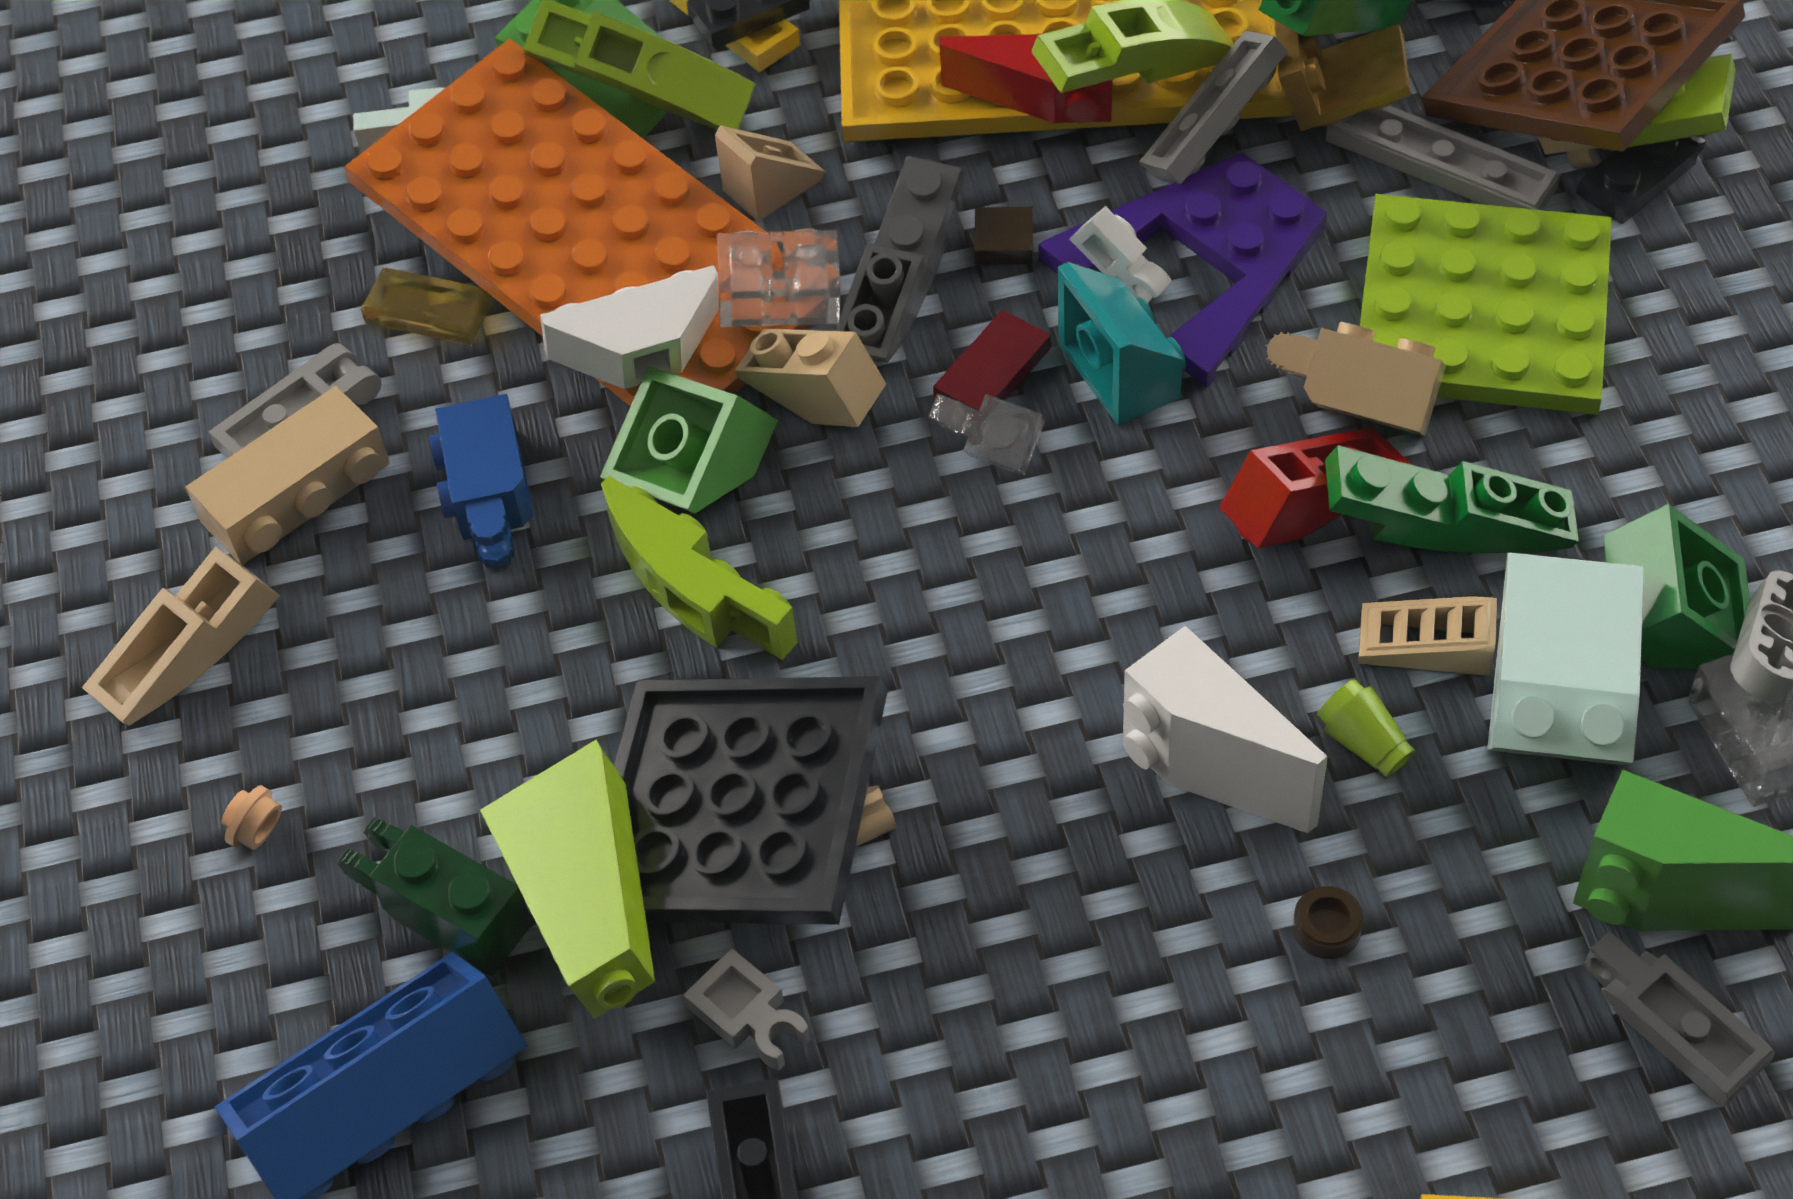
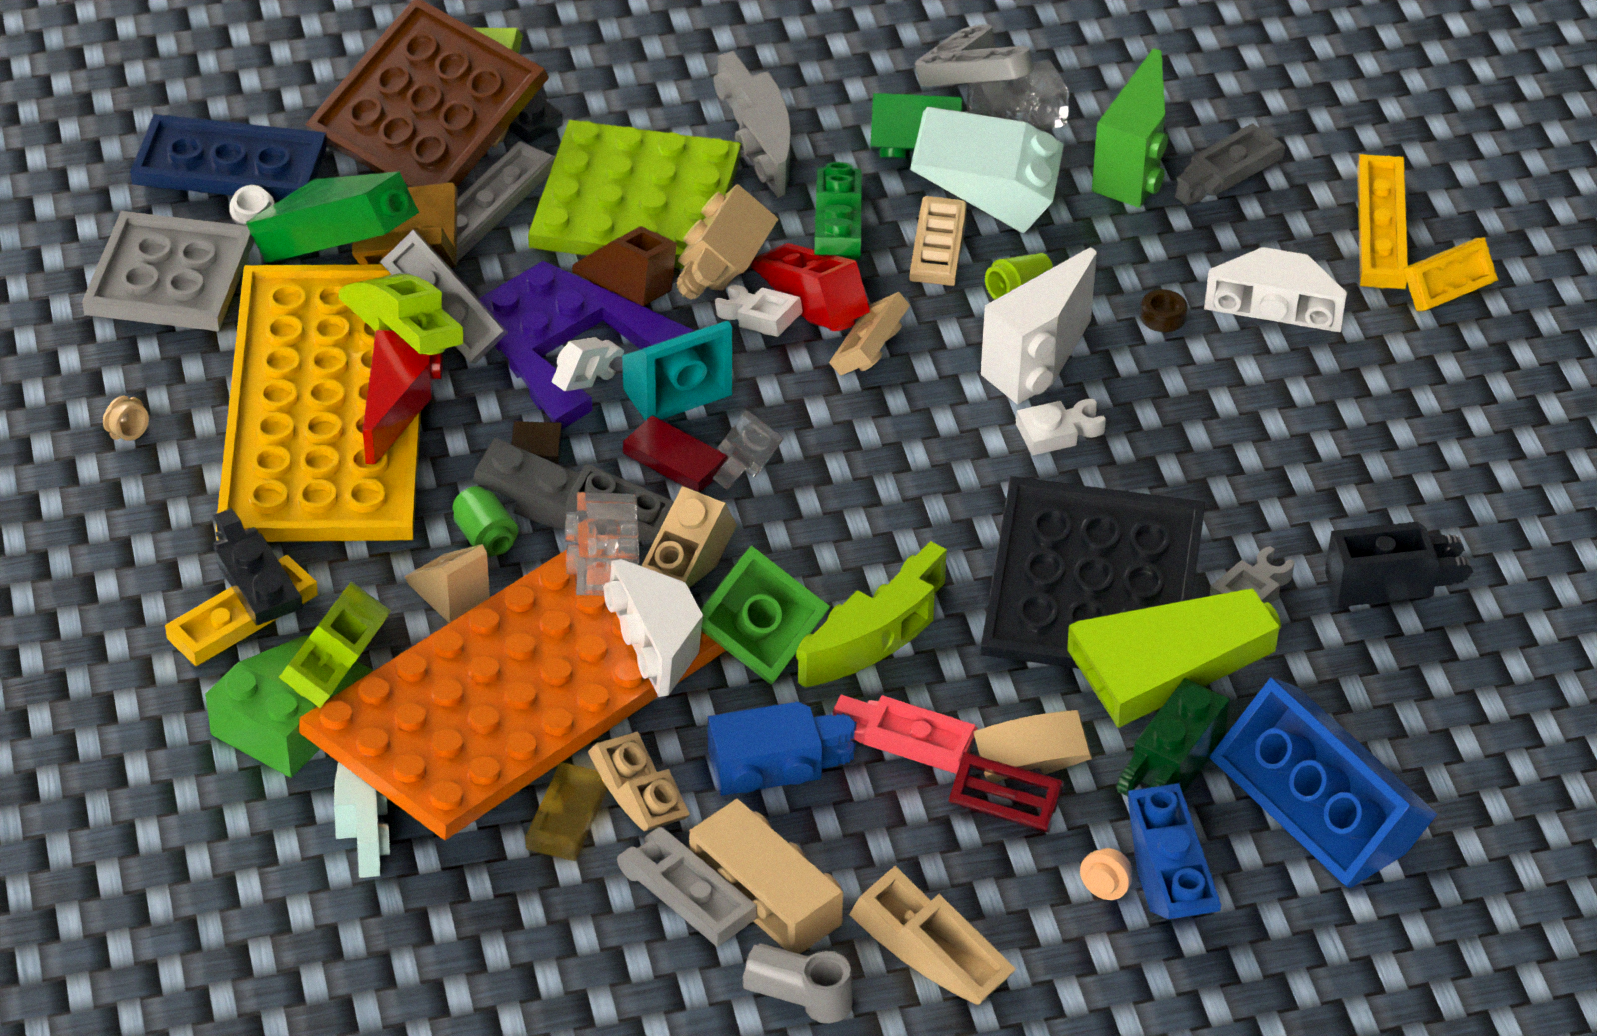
camera: 95 degrees left, 10 degrees down
(129, 522) = (816, 981): none -> light grey piece
(234, 880) = (1170, 854): none -> blue slope
(396, 712) = (1047, 804): none -> dark red tile
(447, 359) = (640, 790): none -> tan slope
(464, 740) = (1034, 742): none -> tan slope
(503, 611) = (909, 731): none -> coral hinge
(855, 190) = (484, 520): none -> bright green brick
(1071, 776) = (1056, 428): none -> white plate
(1193, 546) = (869, 334): none -> tan plate
(1256, 429) = (761, 312): none -> white plate
(1306, 288) = (632, 266): none -> reddish brown slope
(1374, 1070) = (1278, 289): none -> white slope
(1631, 425) = (761, 119): none -> light grey slope

